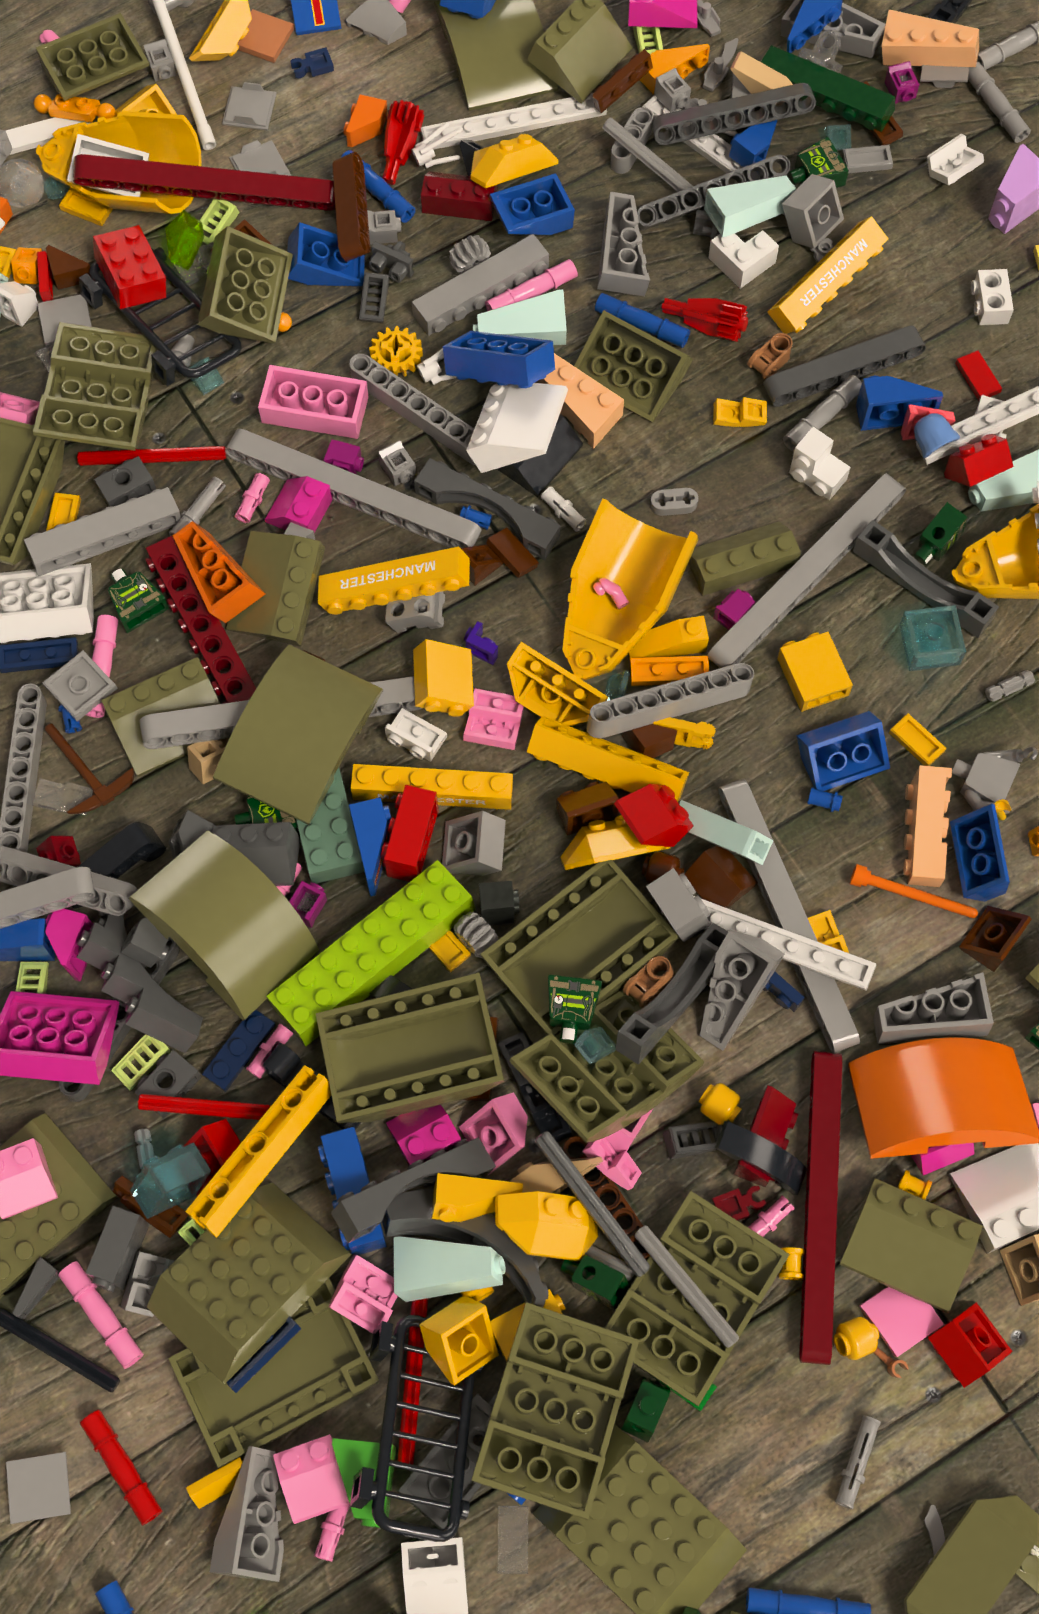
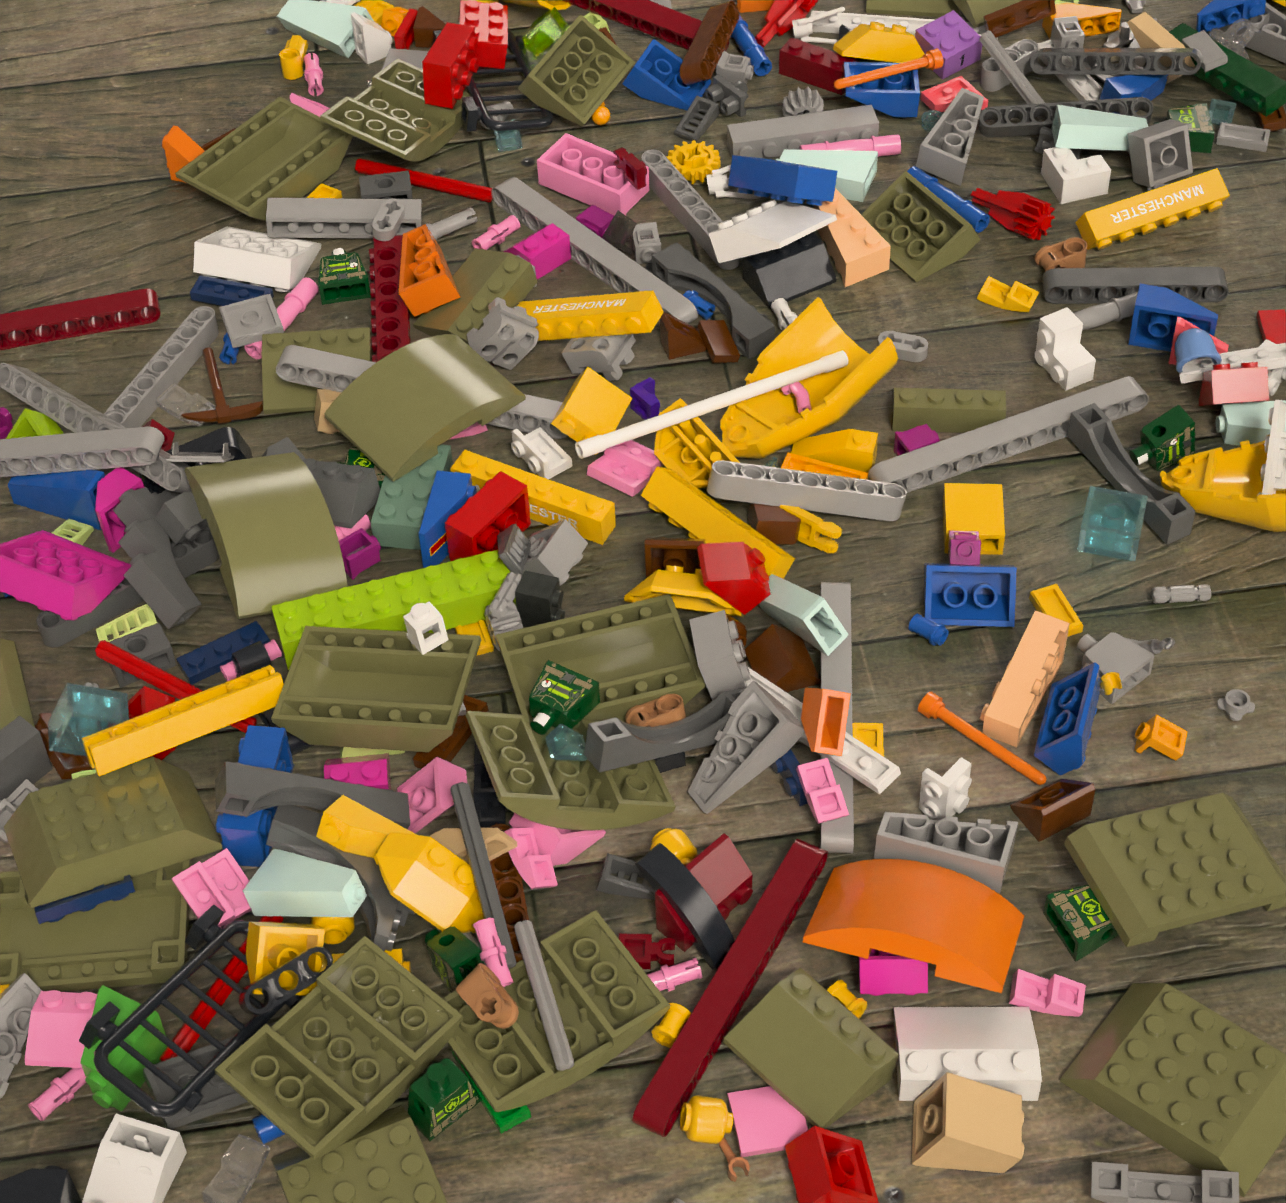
camera: 25 degrees right, 20 degrees down
(126, 324) = (450, 65): none -> red brick
(129, 872) = (199, 456): none -> light grey piece
(157, 525) = (383, 218): none -> light grey beam
(330, 623) = (505, 334): none -> light grey hips
(358, 393) = (634, 169): none -> dark red plate
(372, 463) = (619, 231): none -> clear smoke bracket
(433, 987) = (422, 619): none -> white brick
(448, 855) = (513, 548): none -> dark grey slope
(474, 915) = (505, 595): none -> light grey axle
(480, 724) = (601, 442): none -> white piece
(491, 1360) = (270, 986): none -> black beam
(569, 167) = (931, 60): none -> orange piece
(570, 134) = (954, 39): none -> medium lavender brick
(592, 222) = (929, 119): none -> clear light blue bush
(594, 193) = (942, 95): none -> coral wing
(634, 1271) = (492, 951): none -> bright pink pin
(647, 1314) = (488, 997): none -> medium nougat piece
(799, 941) = (825, 719): none -> orange slope
(801, 71) = (1211, 52): none -> light grey tile
(818, 1004) = (821, 791): none -> bright pink slope
(826, 711) = (964, 547): none -> magenta window
(909, 971) = (945, 794): none -> white bracket

